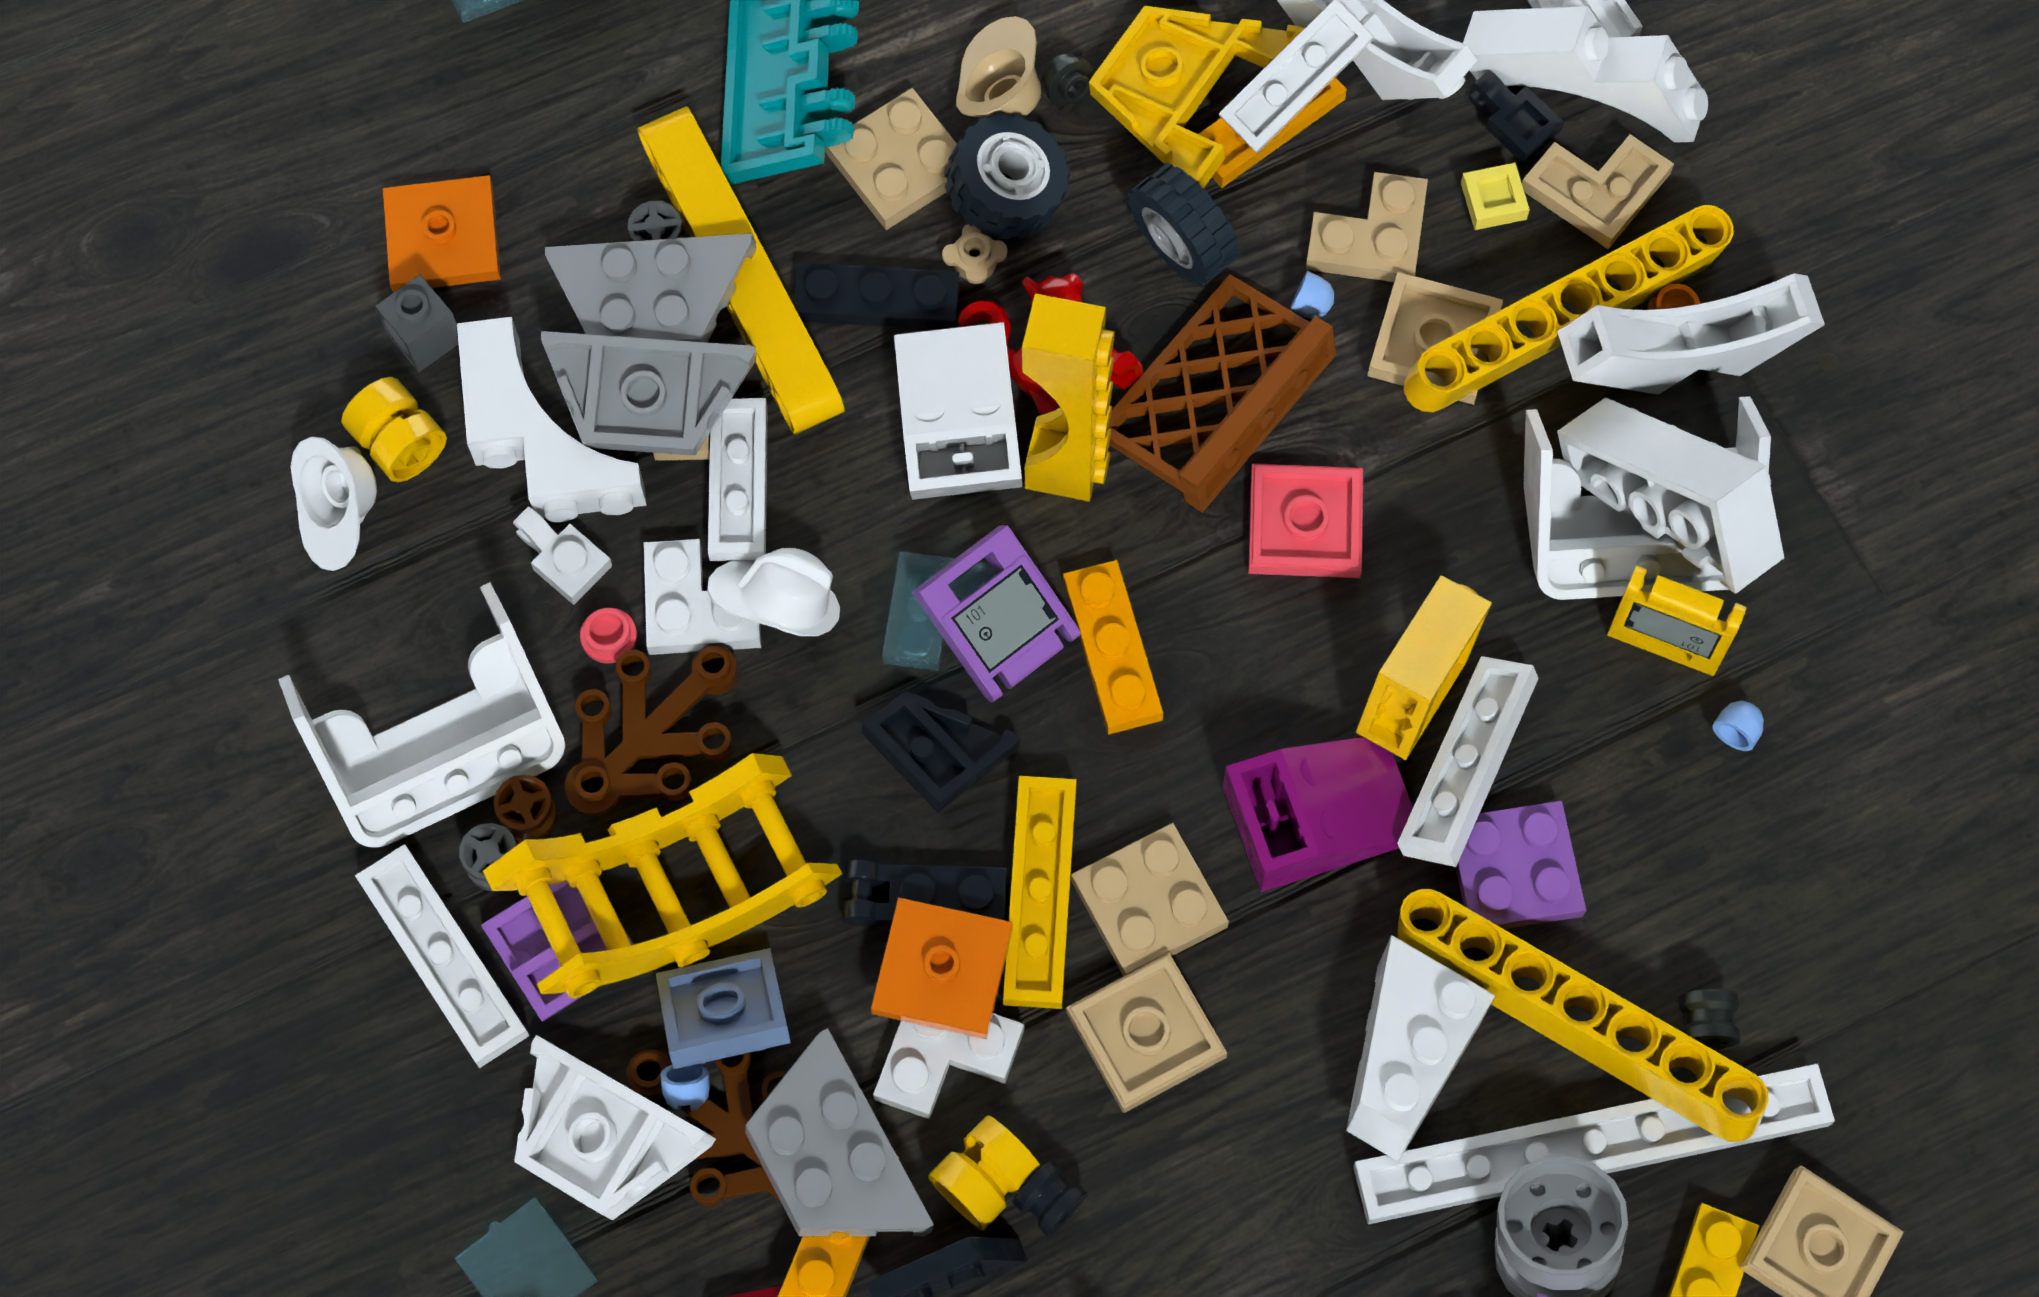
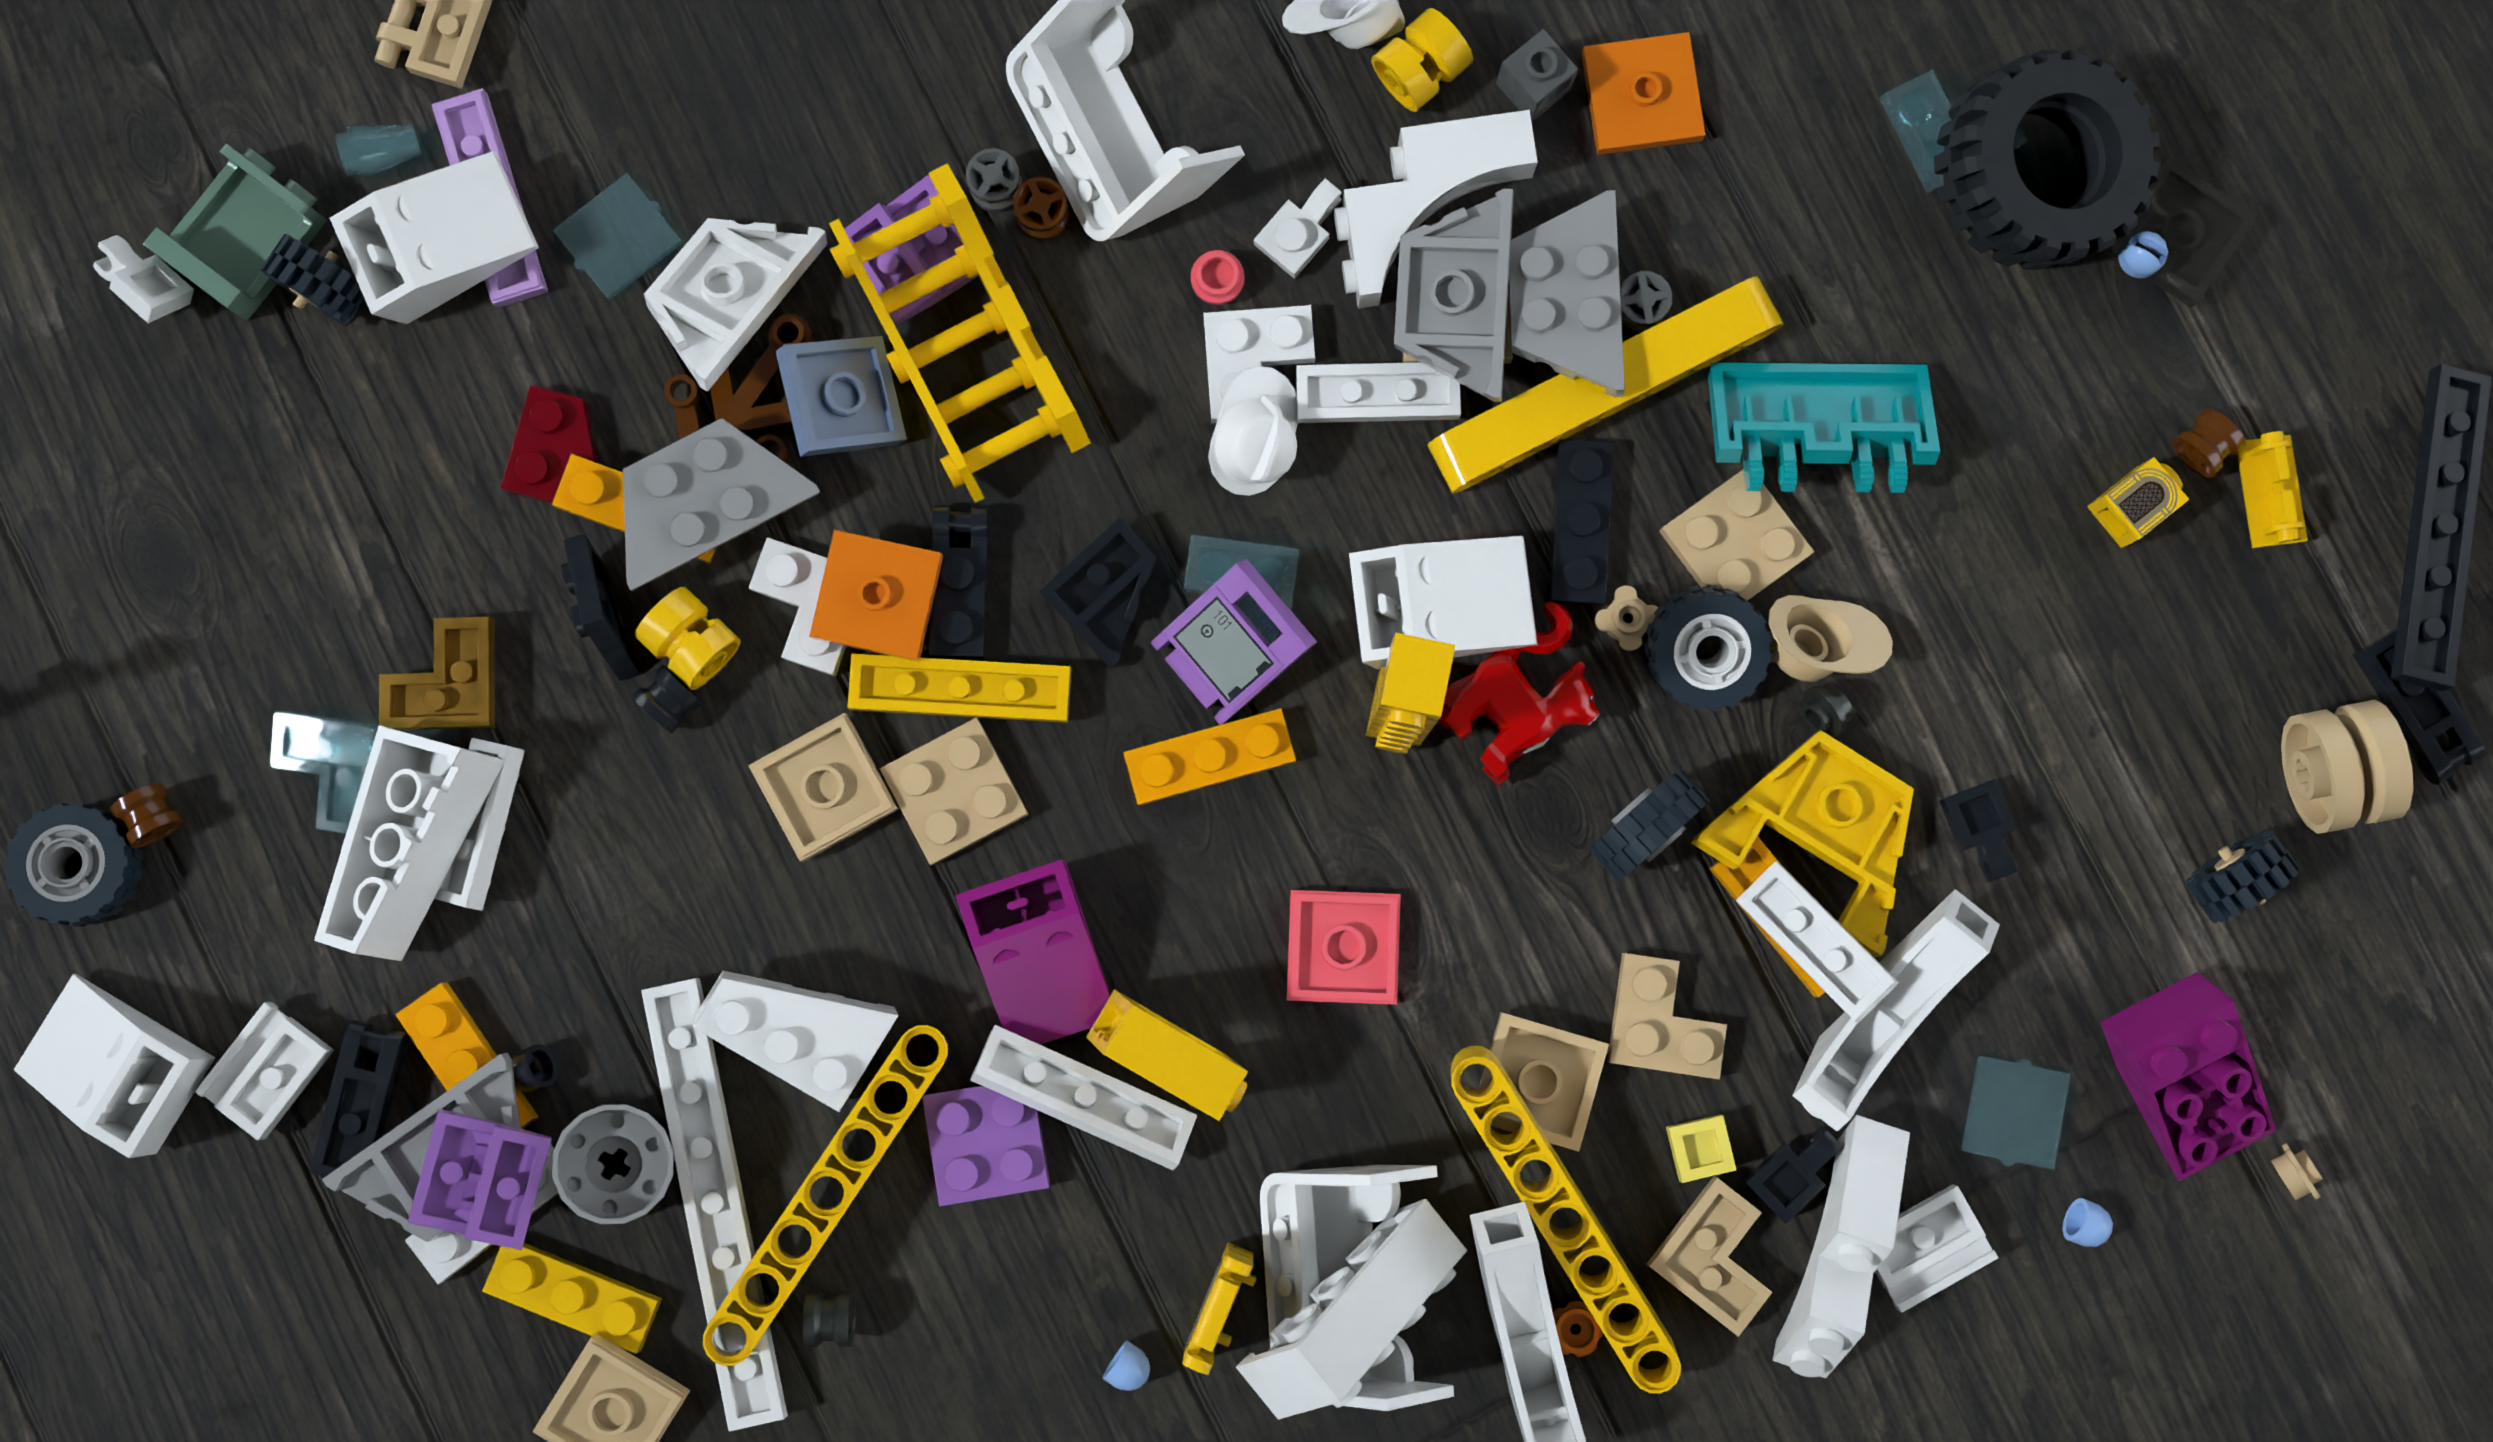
camera: 90 degrees right, 15 degrees up
(442, 956) = (901, 141): white plate -> none
(646, 736) = (1116, 315): reddish brown plant -> none
(685, 1086) = (758, 357): light blue hinge -> none
(1260, 404) = (1452, 896): dark orange fence -> none
(1313, 297) = (1584, 958): light blue hinge -> none

